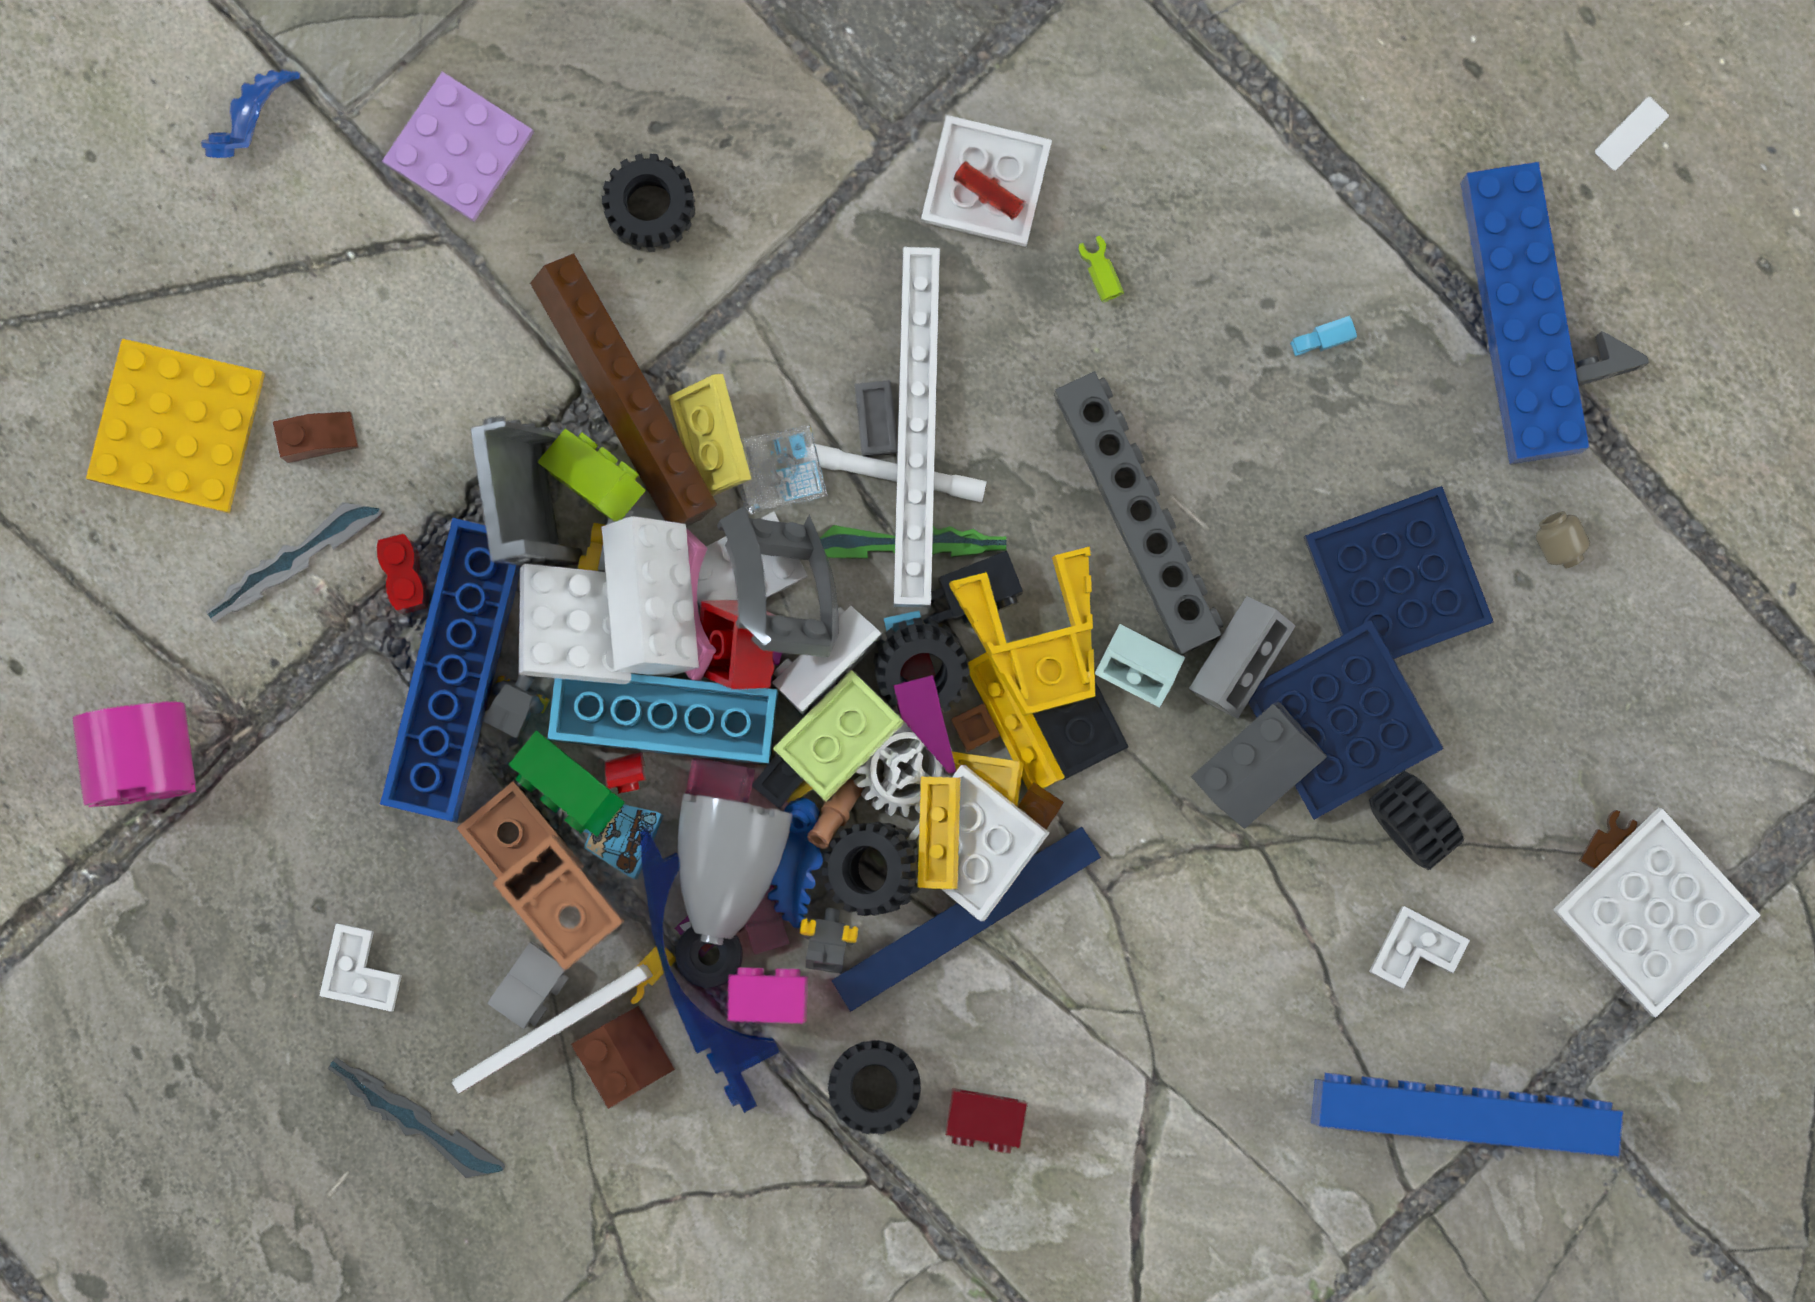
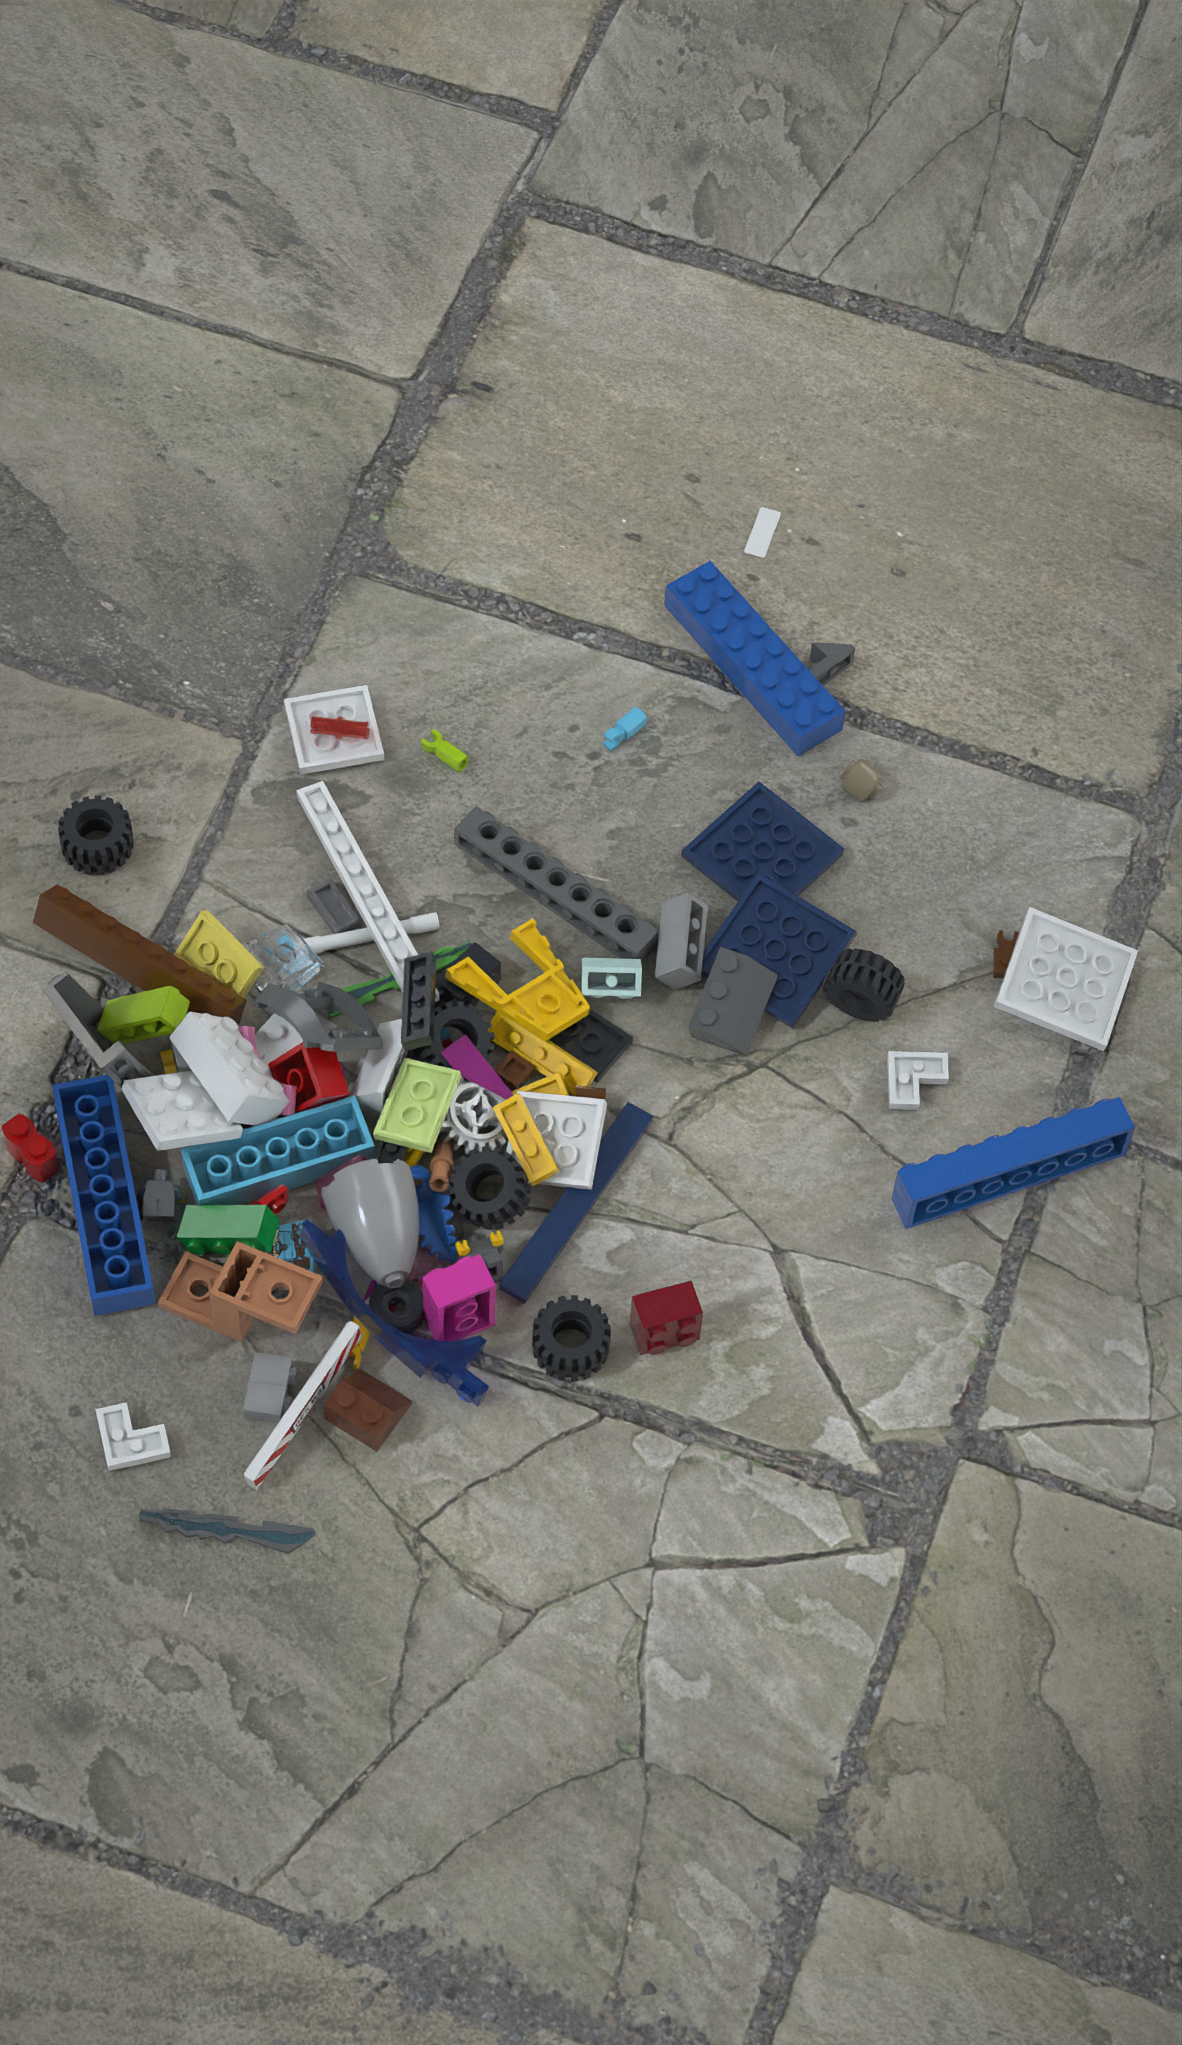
camera: 30 degrees left, 25 degrees down
(896, 616) = (418, 1001): none -> black plate

